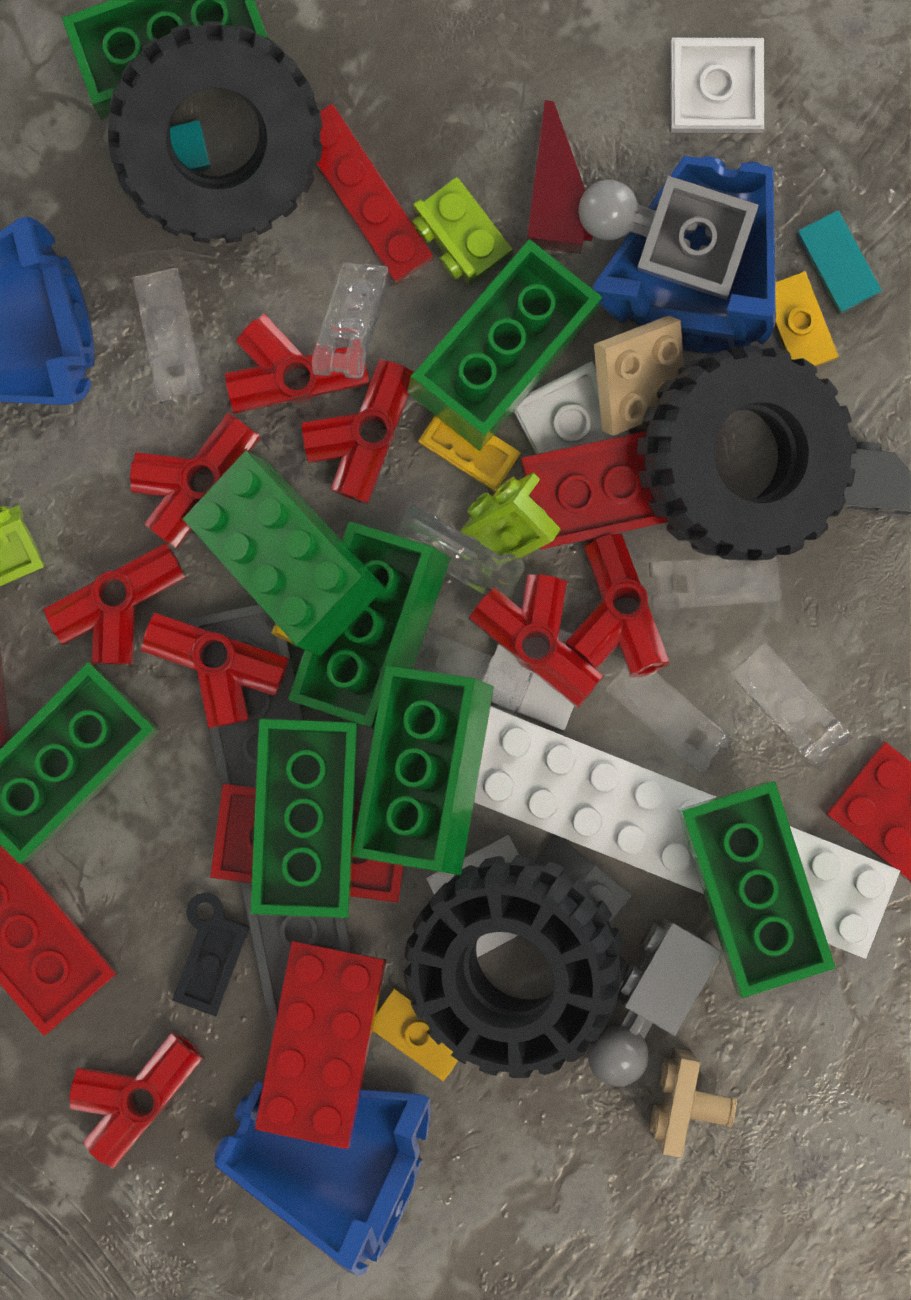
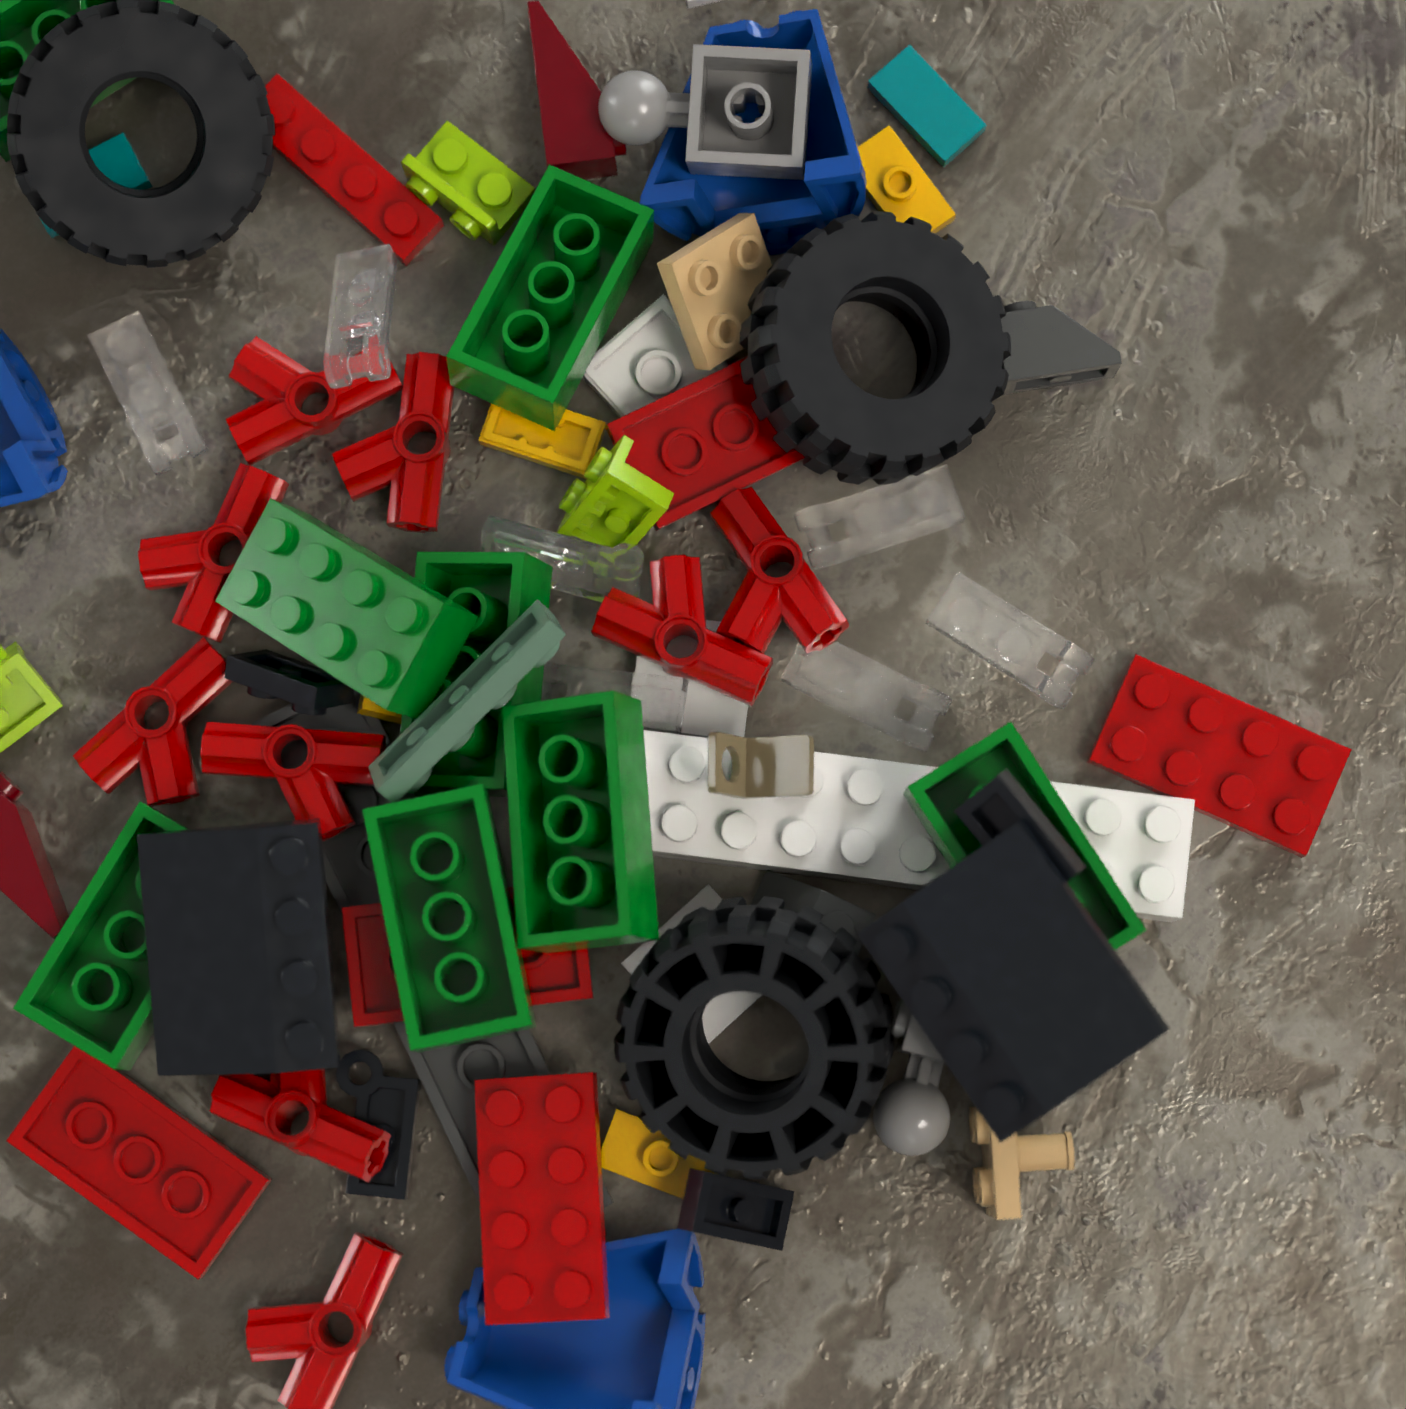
camera: 10 degrees left, 5 degrees down
(137, 798) = (239, 949): none -> black slope
(153, 909) = (273, 1105): none -> red piece
(223, 593) = (279, 676): none -> black plate
(358, 654) = (452, 716): none -> sand green plate
(465, 1090) = (735, 1209): none -> black plate
(574, 761) = (762, 766): none -> dark tan bracket
(723, 982) = (1012, 981): none -> black slope
(758, 876) = (1005, 803): none -> black plate

